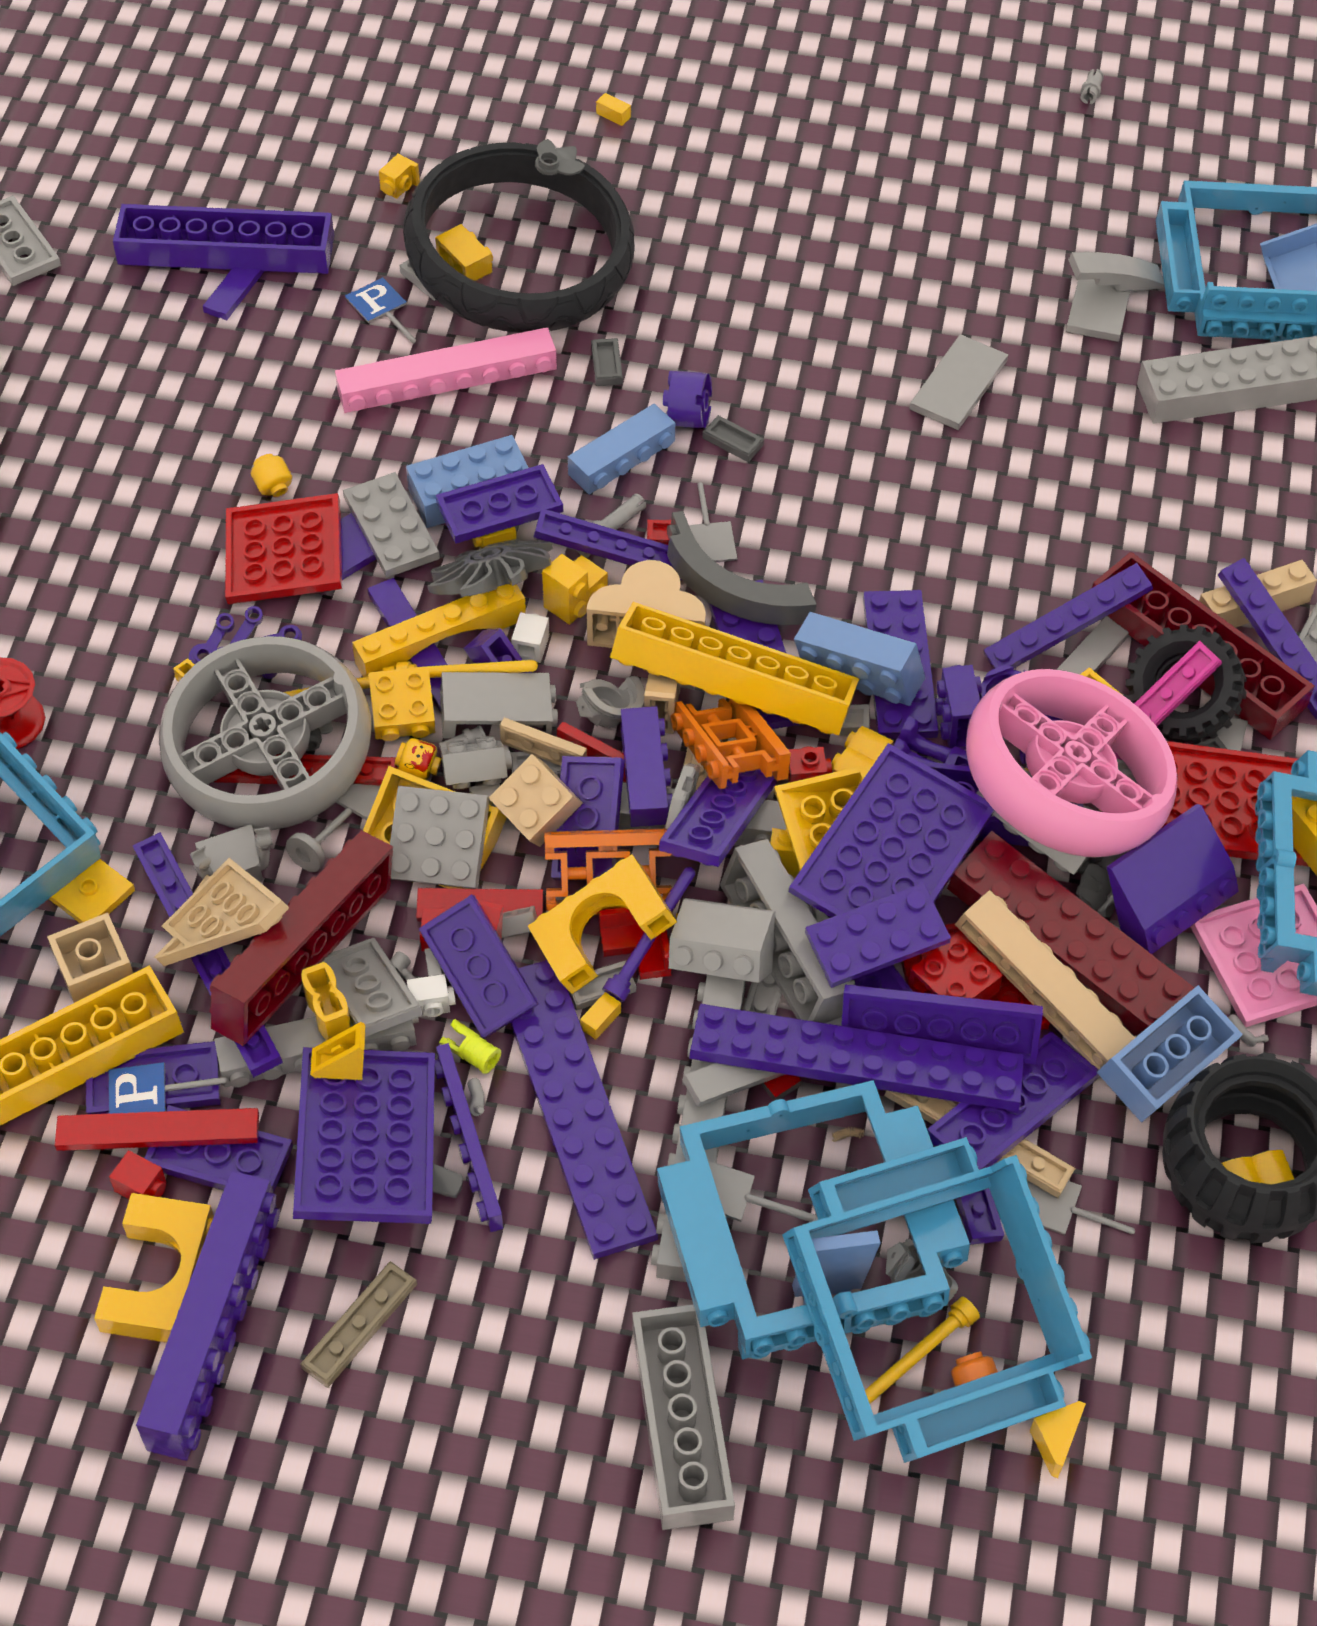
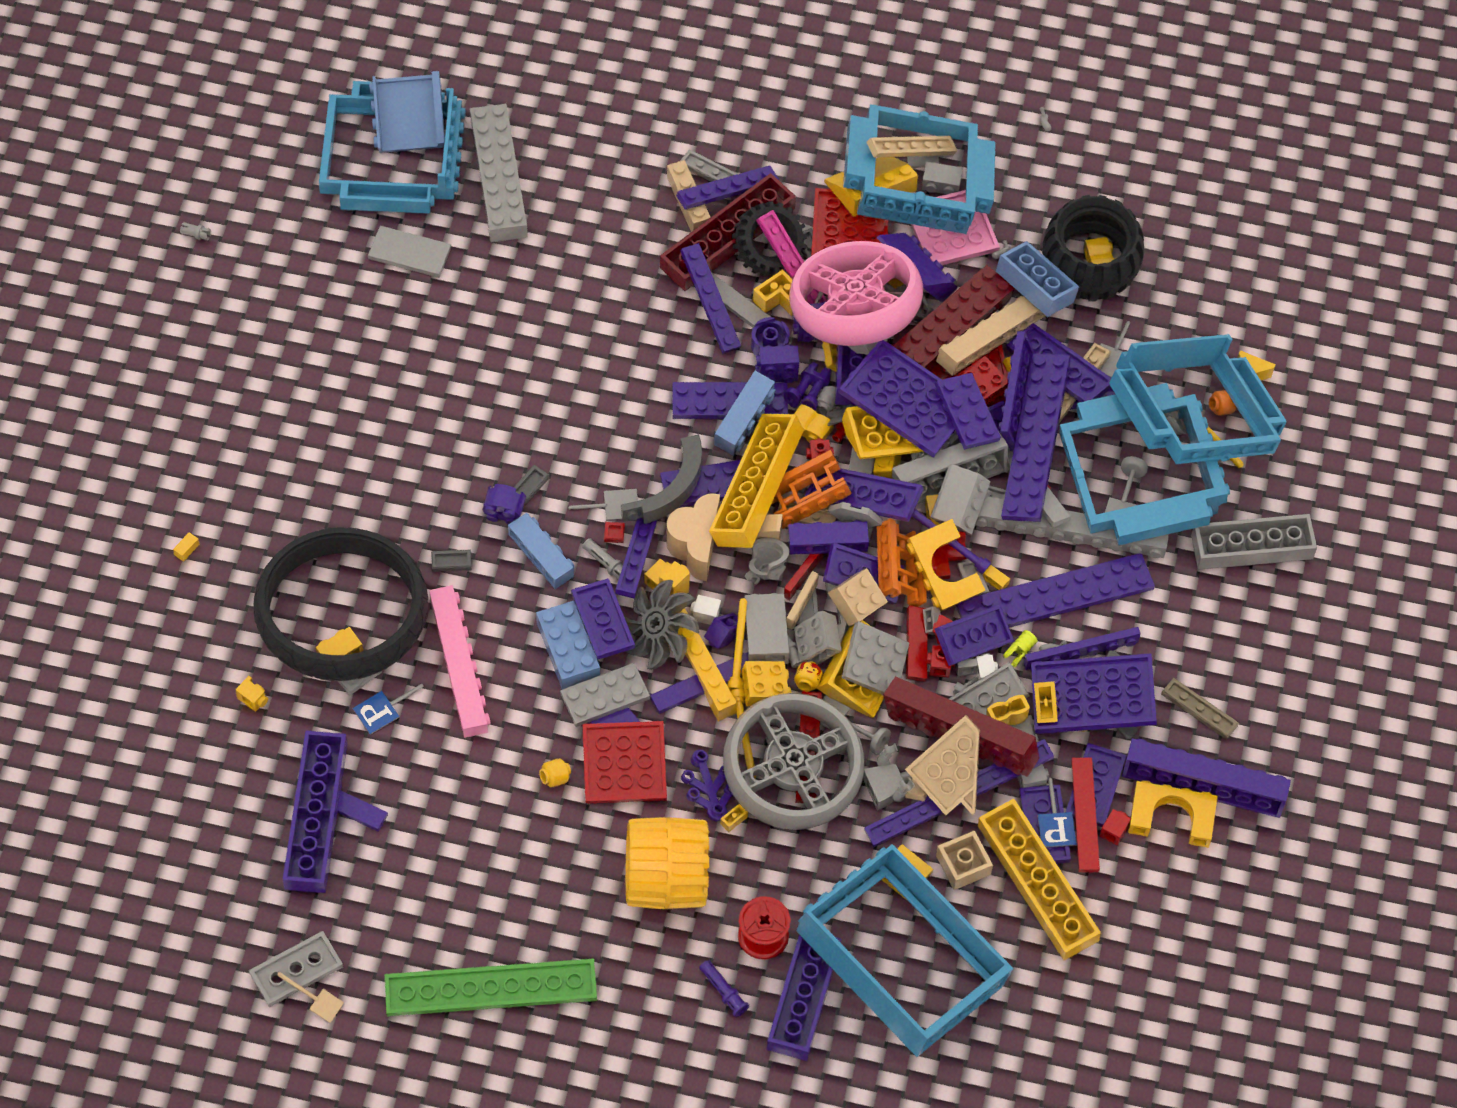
camera: 90 degrees left, 5 degrees up
(94, 569) = (667, 863): none -> yellow wheel
(557, 160) = (278, 566): dark grey plate -> none
(844, 1260) = (1178, 470): medium blue tile -> none
(958, 382) = (485, 344): light grey tile -> none
(1116, 269) = (402, 234): light grey slope -> none

